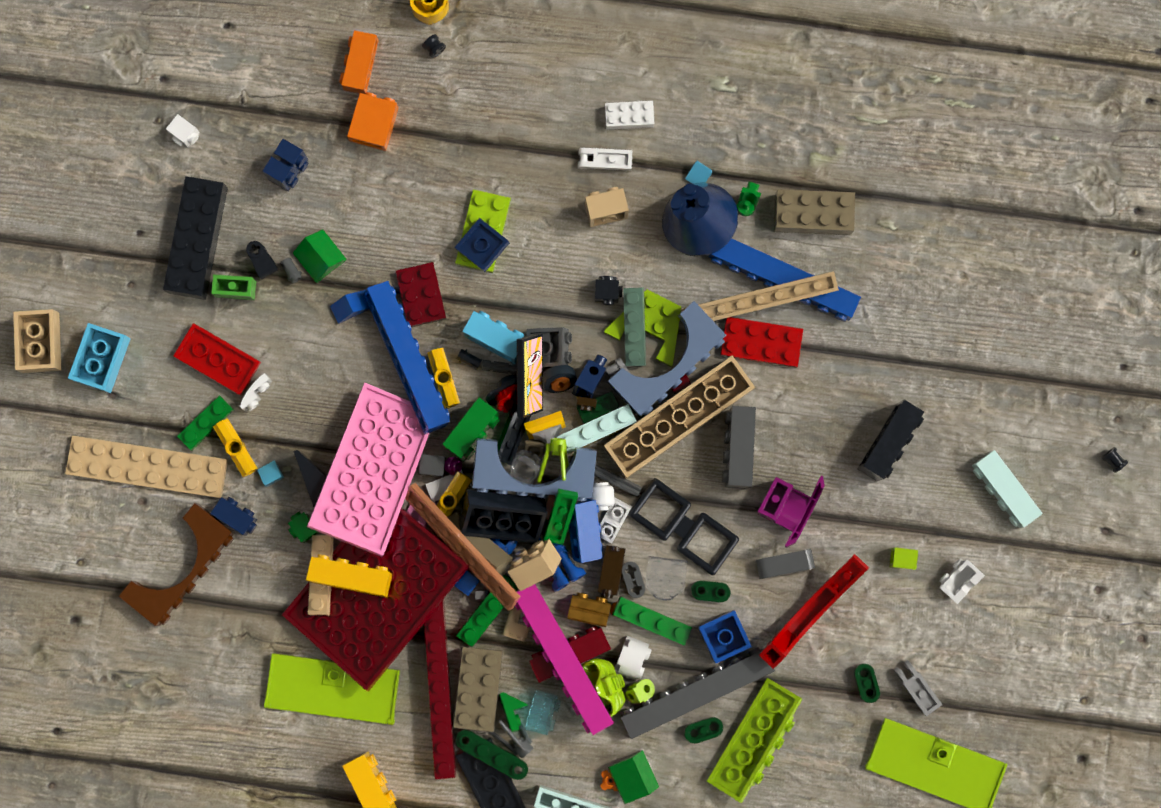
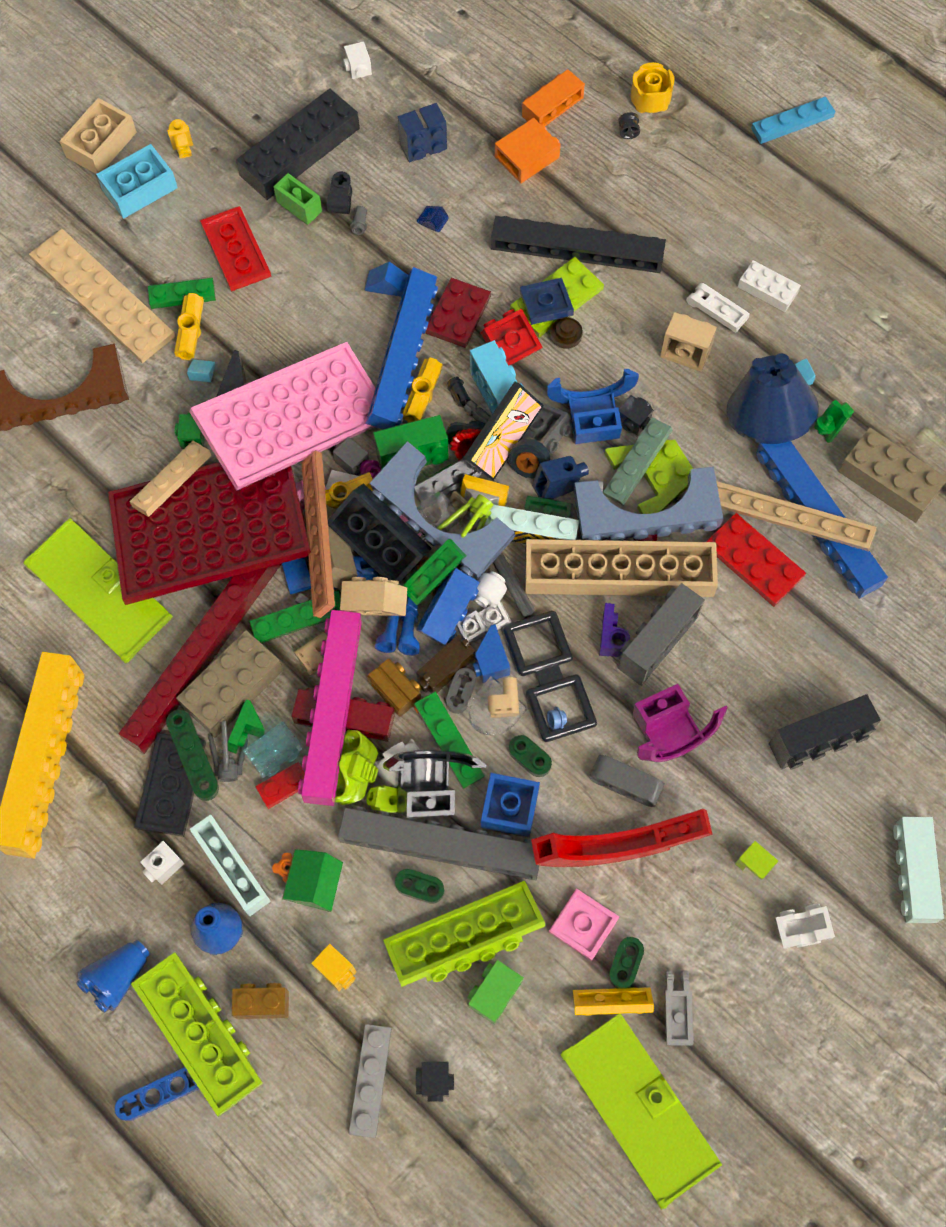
camera: 40 degrees right, 15 degrees down
(101, 297) = (180, 138): none -> yellow hips
(235, 517) = (140, 385): dark blue brick -> none
(251, 397) = (237, 296): white slope -> none
(319, 255) = (393, 224): green slope -> none
(343, 228) = (433, 218): none -> clear blue slope
(349, 576) = (193, 488): yellow brick -> none
(470, 176) = (585, 244): none -> black brick
(476, 290) = (513, 335): none -> red plate
(512, 258) = (566, 332): none -> dark brown plate
(565, 729) = (281, 785): none -> red plate
(577, 308) = (594, 412): none -> blue piece
(586, 404) = (539, 494): dark brown plate -> none
(637, 543) = (491, 657): none -> blue slope
(659, 664) = (425, 781): none -> black piece
(674, 571) = (507, 703): none -> tan piece
(696, 458) = (610, 632): none -> dark purple plate
(710, 553) = (556, 718): none -> medium blue plate
(799, 761) = (495, 991): none -> bright green brick
(823, 677) = (583, 924): none -> bright pink tile
(875, 713) = (613, 1001): none -> yellow plate

